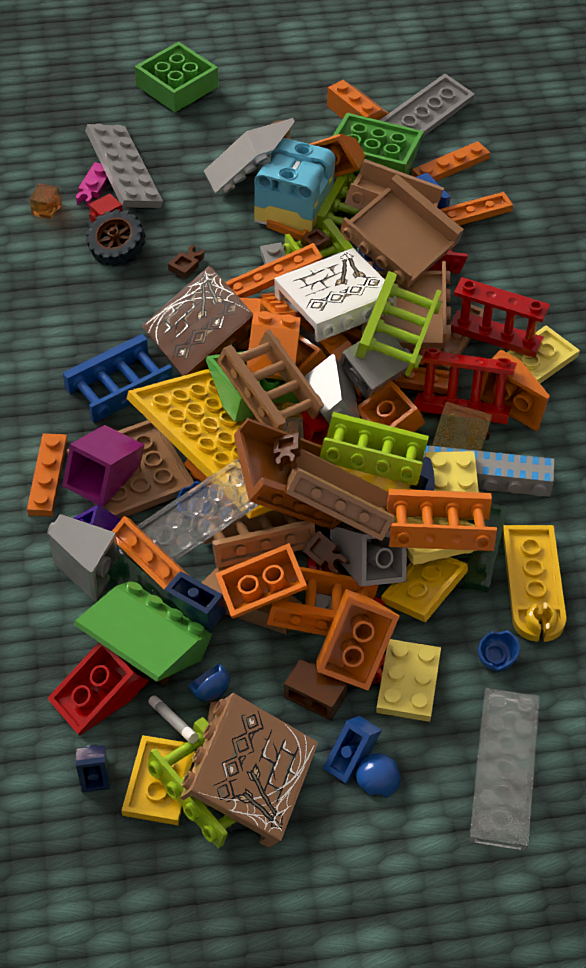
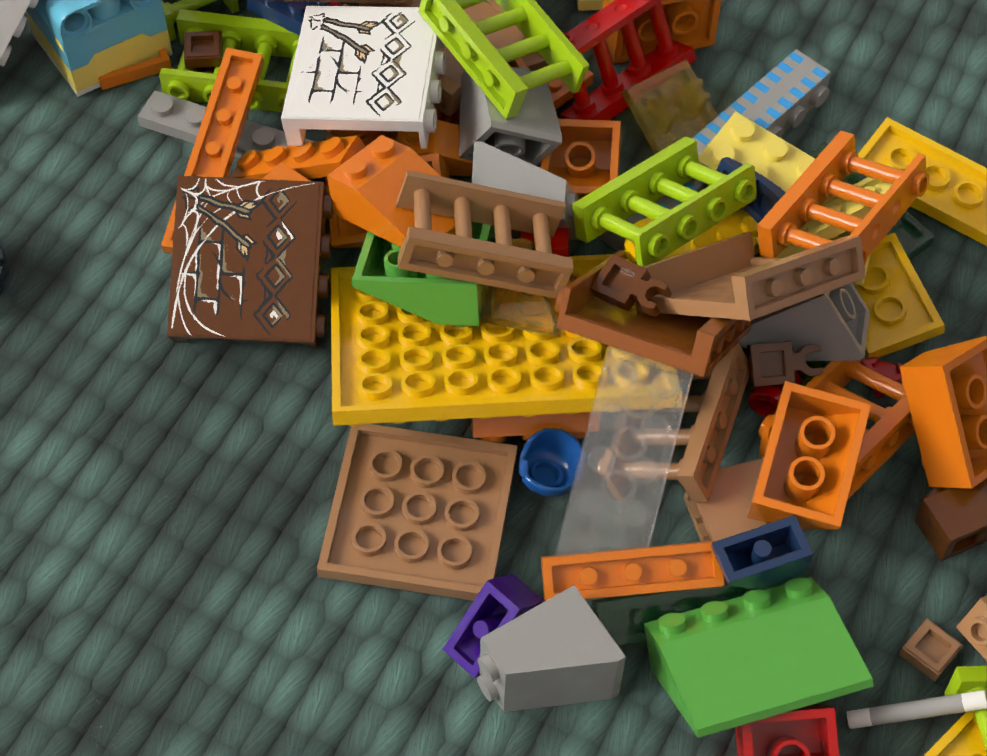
camera: 55 degrees left, 5 degrees up
(47, 475) = (332, 624): orange plate -> none
(101, 464) = (405, 535): magenta slope -> none
(108, 362) = (196, 405): blue fence -> none
(187, 263) = (82, 216): reddish brown plate -> none
(211, 684) = (881, 628): blue hair -> none

